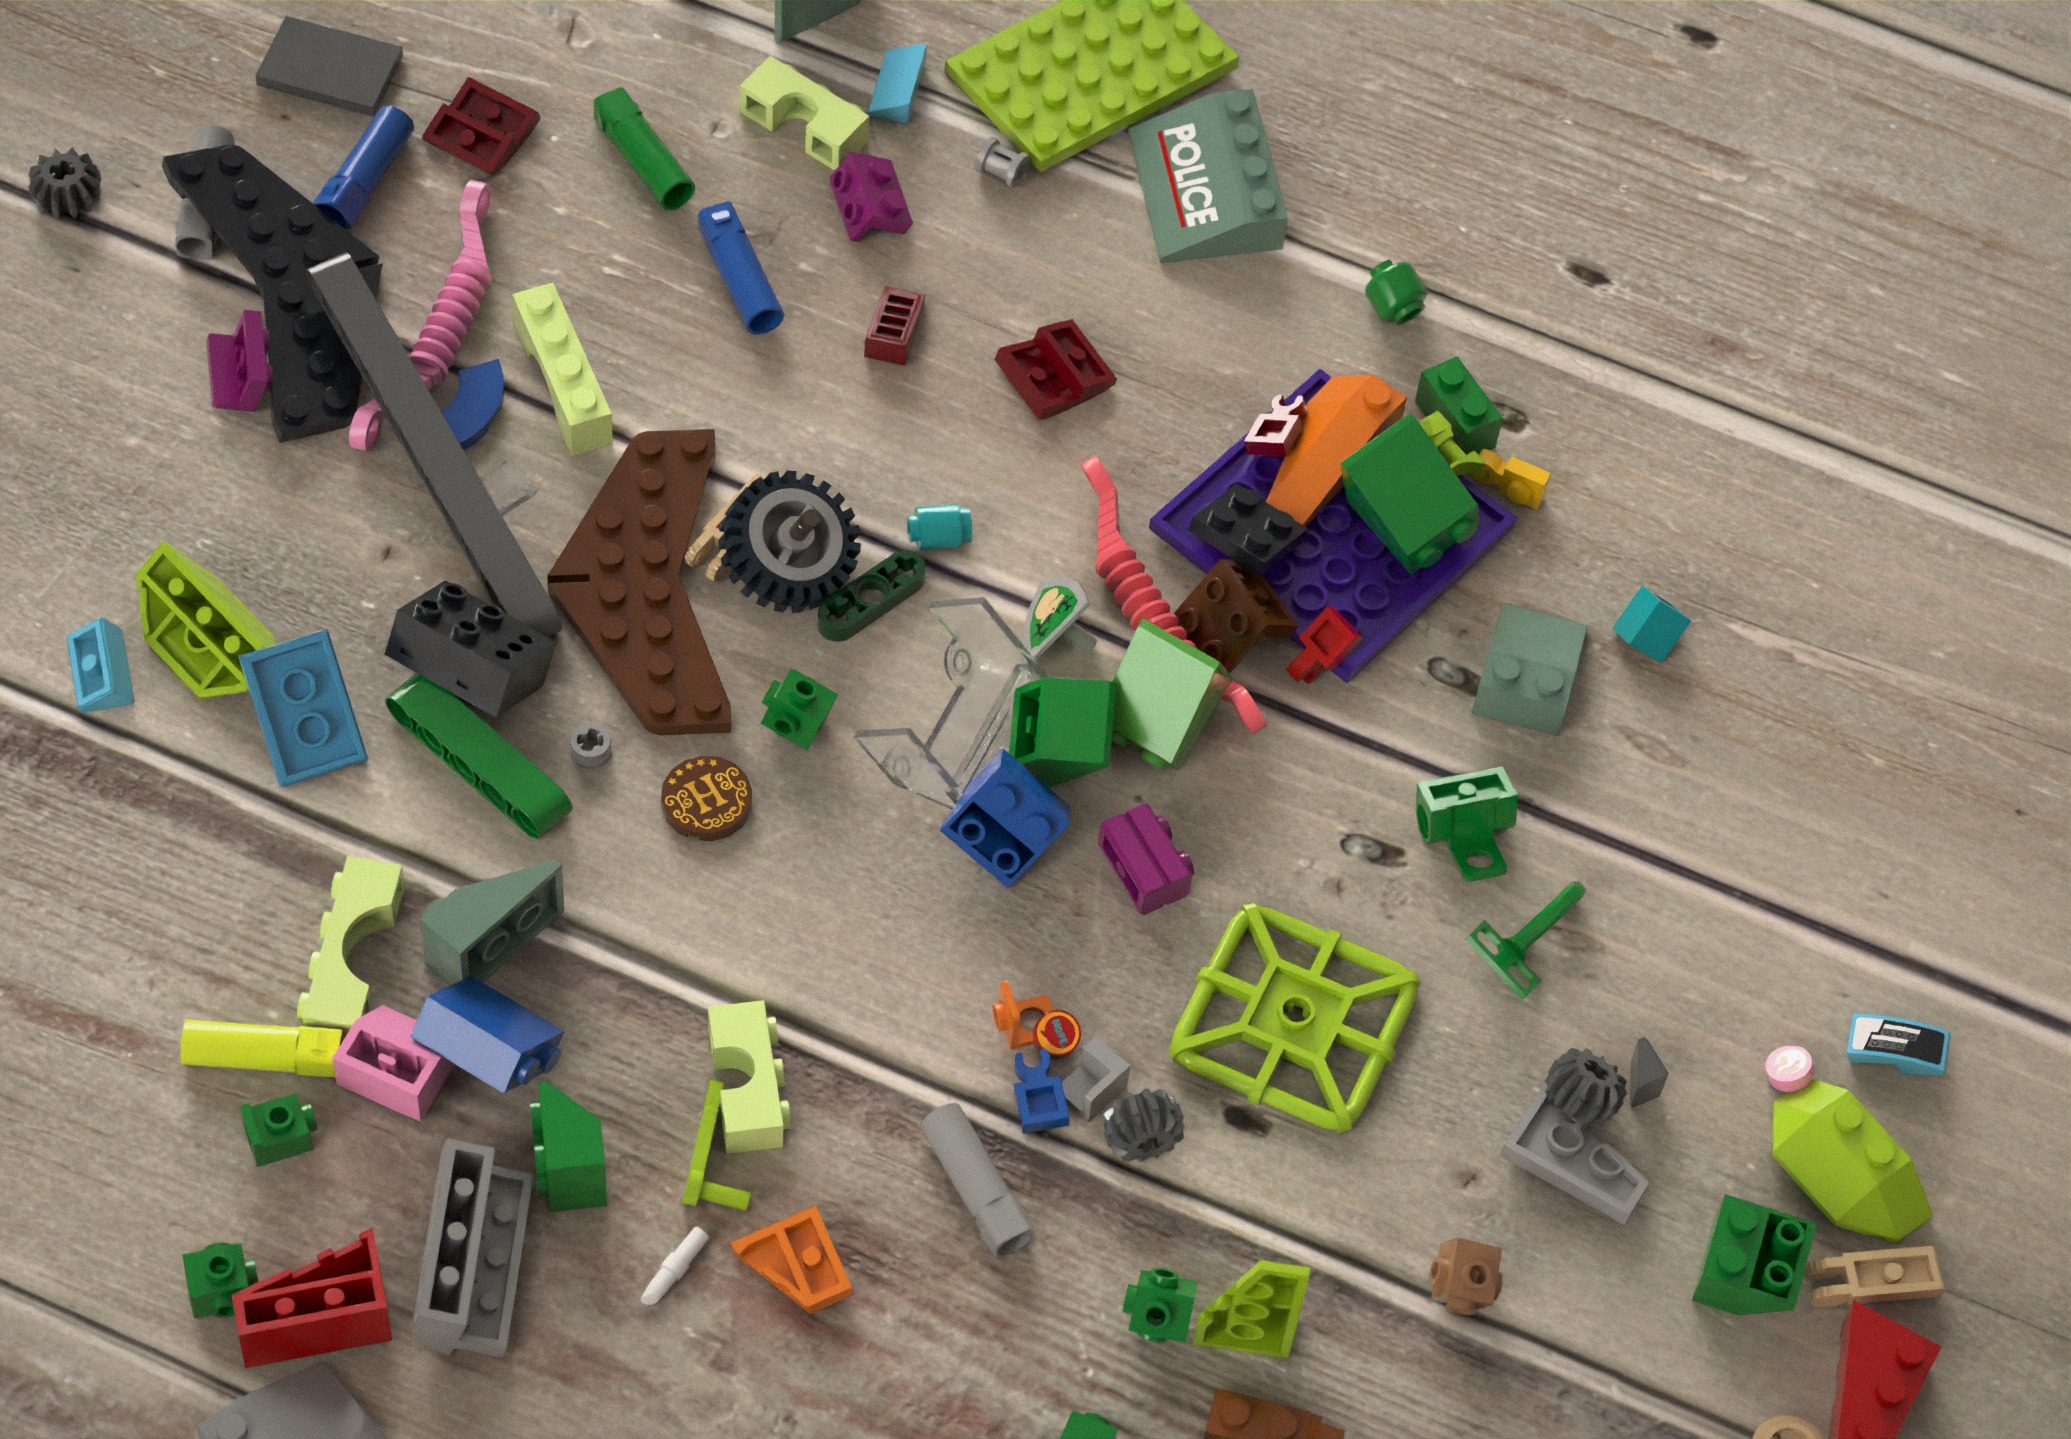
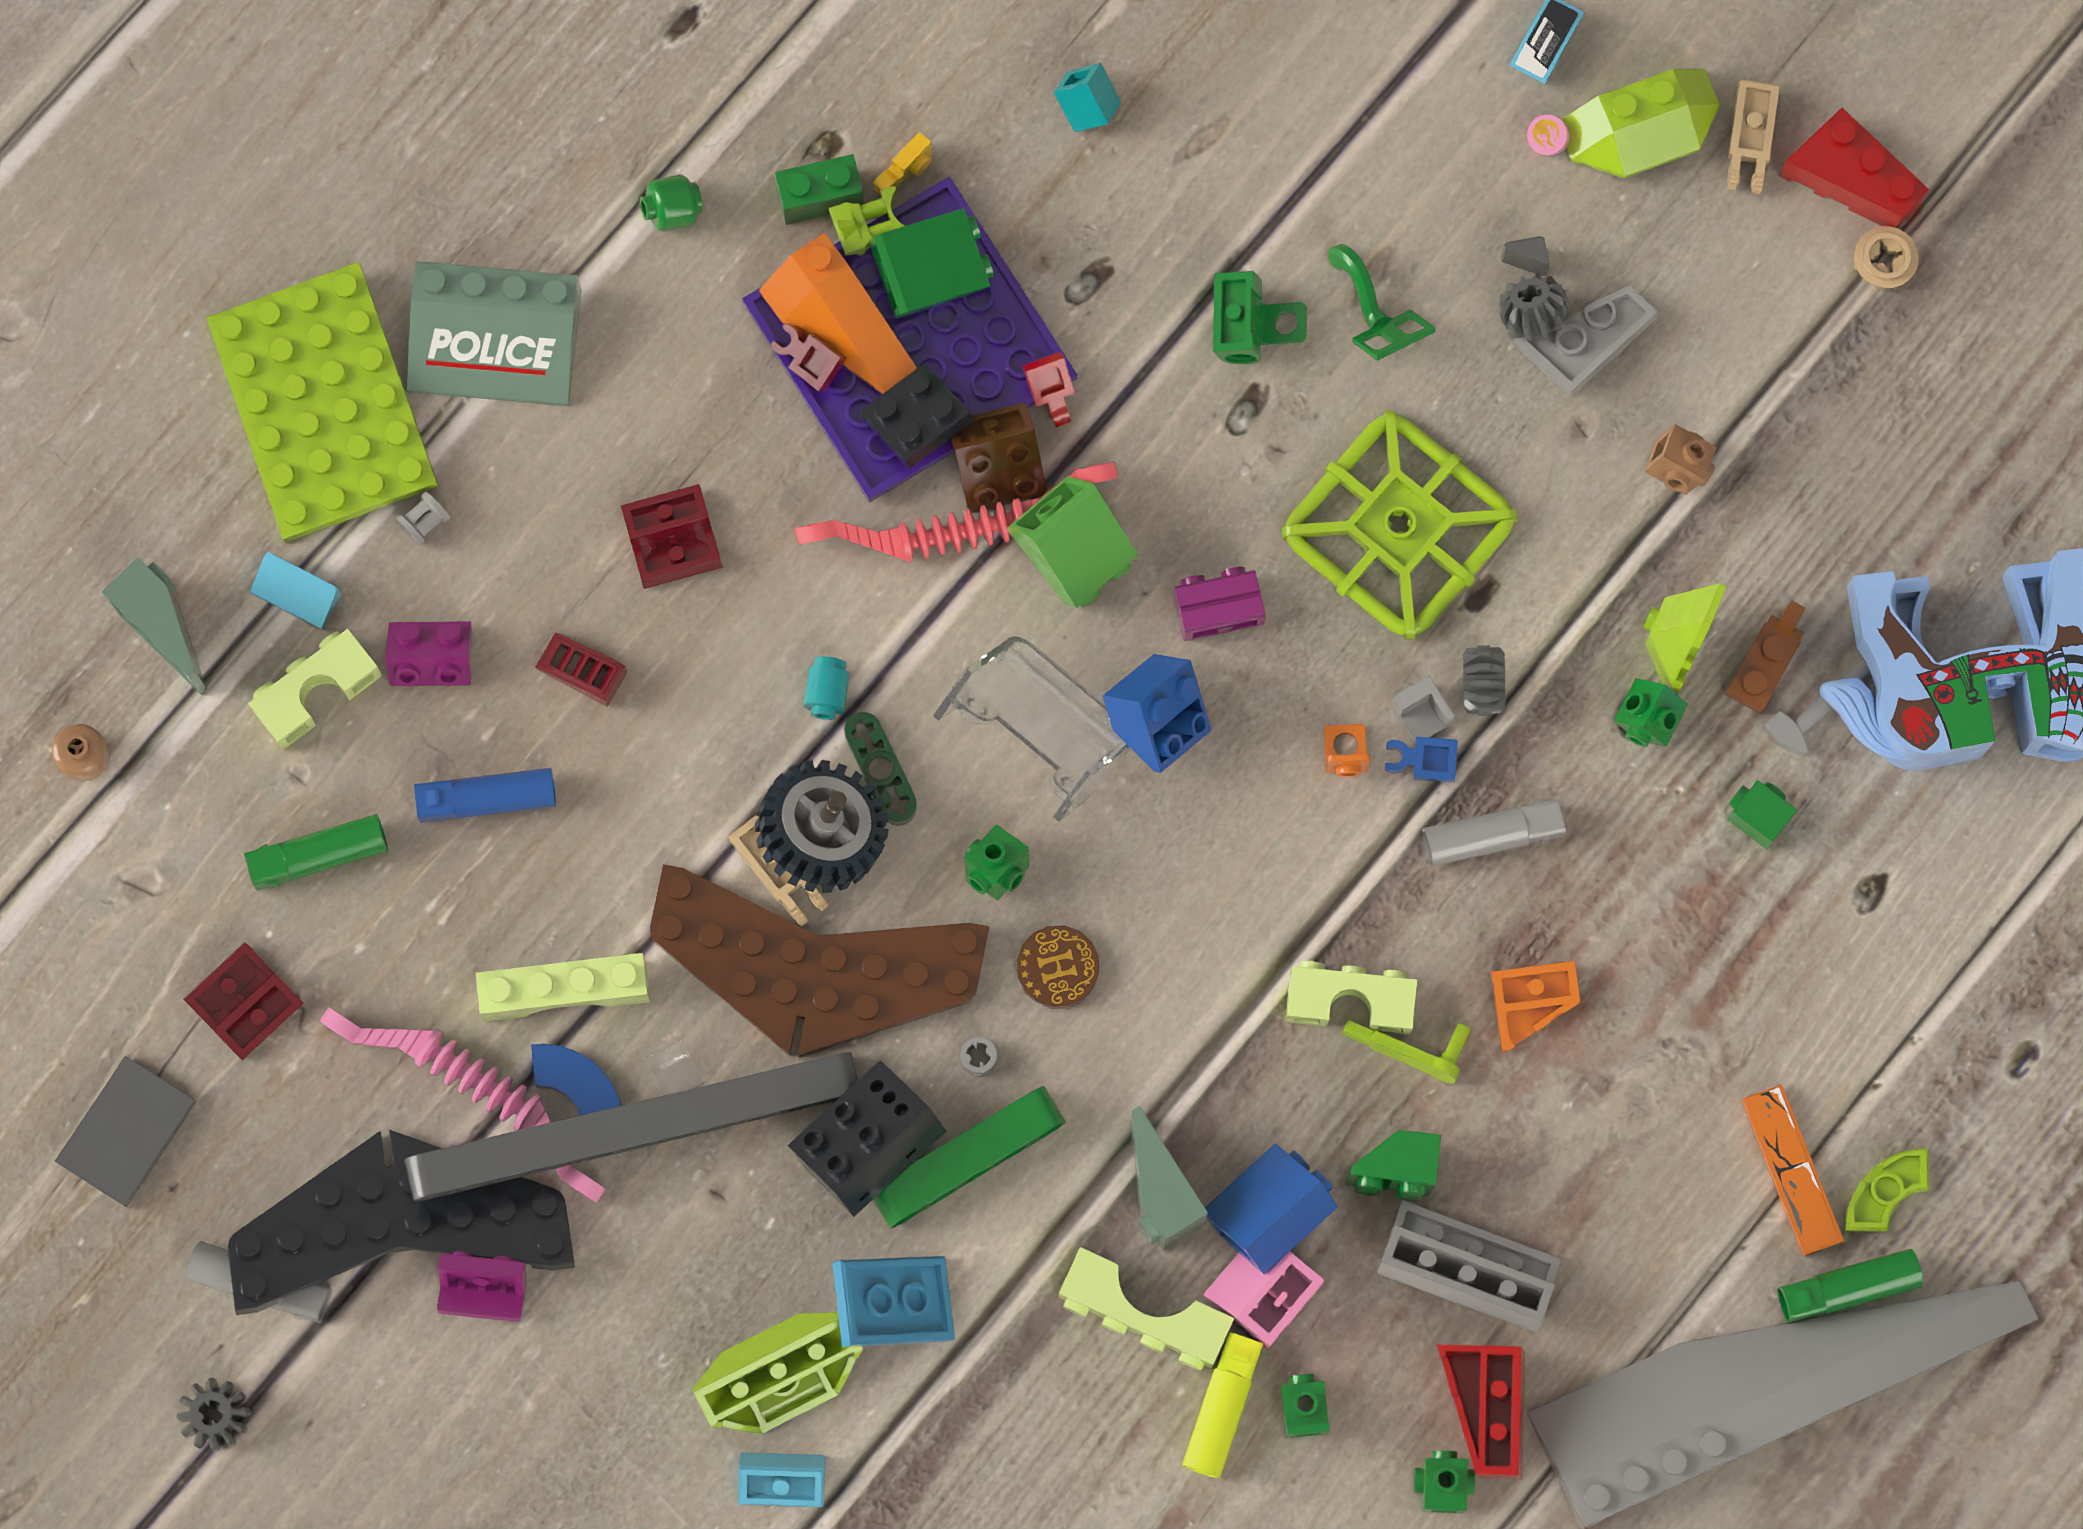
camera: 70 degrees left, 20 degrees up
(351, 186) = (271, 1123): blue piece -> none
(674, 1266) = (1508, 1102): white piece -> none
(1054, 614) = (953, 613): shield -> none
(1057, 1033) = (1369, 728): red tile -> none
(1063, 727) = (1086, 638): green slope -> none
(1530, 669) = (1102, 214): sand green slope -> none
(1753, 1259) = (1720, 226): green slope -> none

